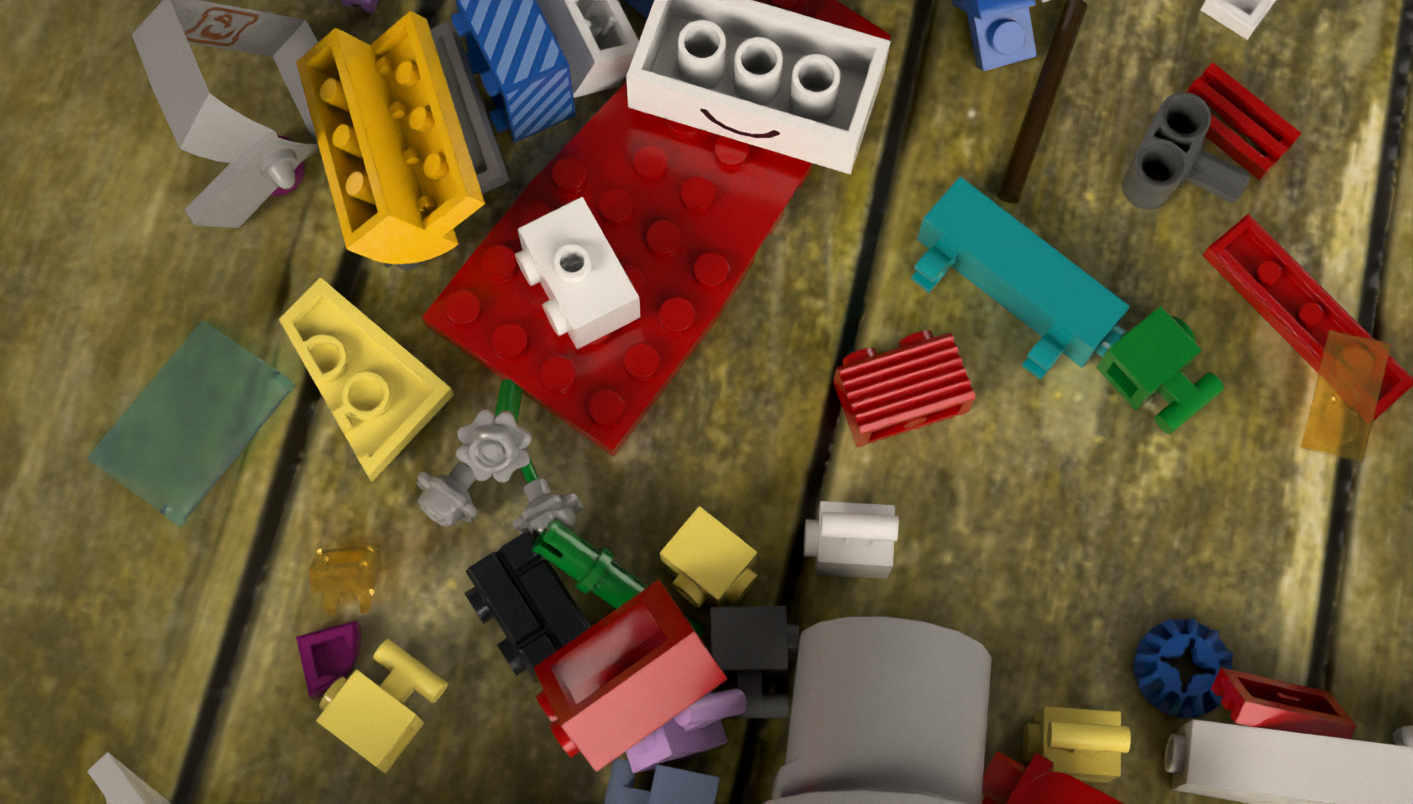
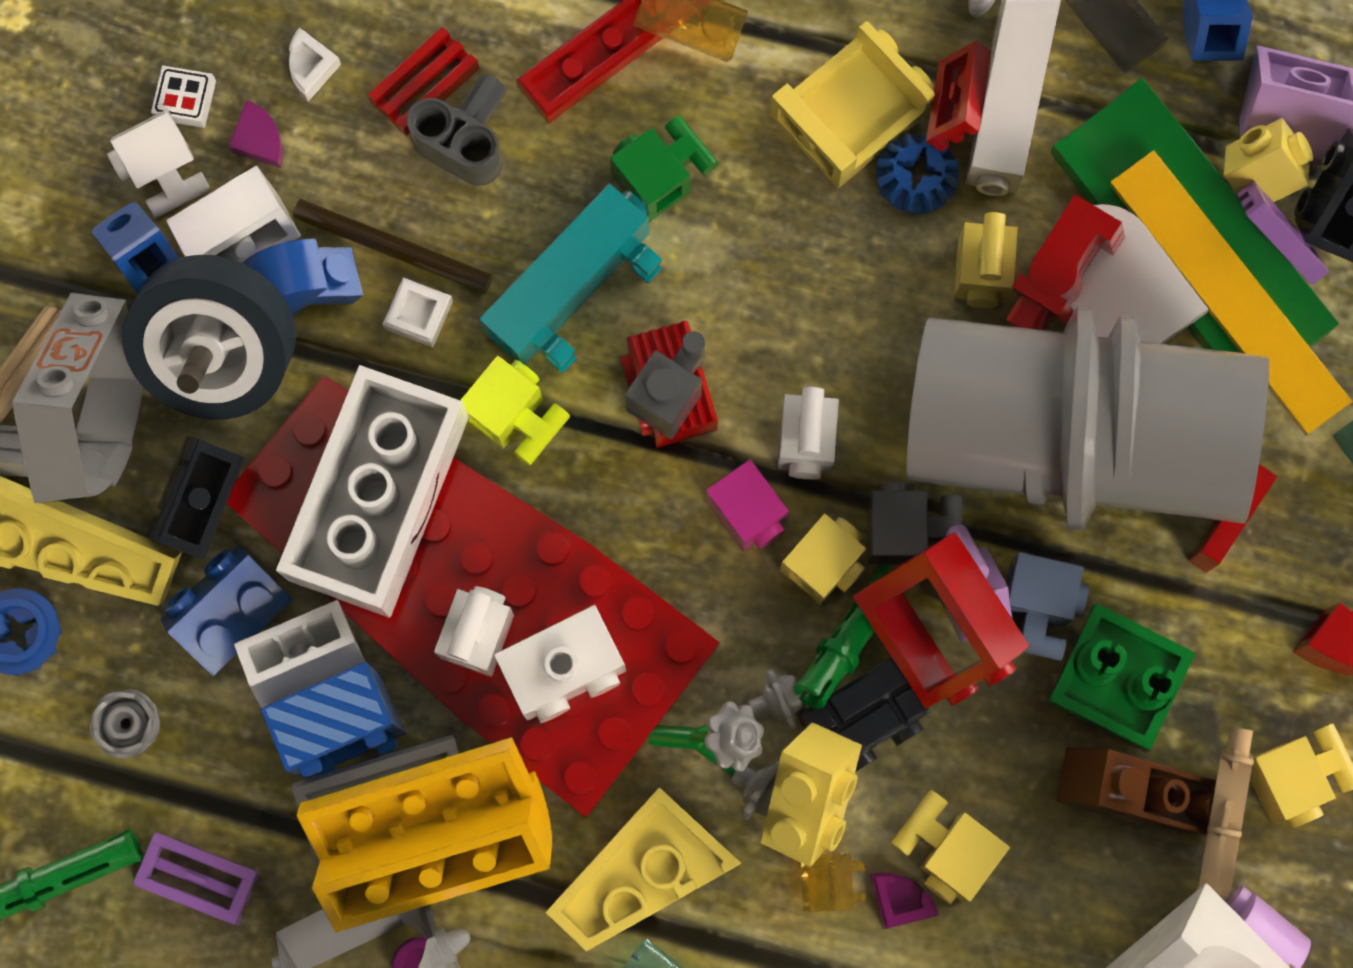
camera: 85 degrees left, 5 degrees up
(435, 538) = (811, 794): none -> light yellow brick
(613, 183) = (475, 630): none -> white brick
(765, 475) = (748, 507): none -> dark pink brick
(868, 215) = (504, 404): none -> neon yellow brick
(885, 362) = (667, 387): none -> dark grey brick
(969, 128) = (417, 312): none -> white tile
(1260, 589) = (854, 105): none -> light yellow panel

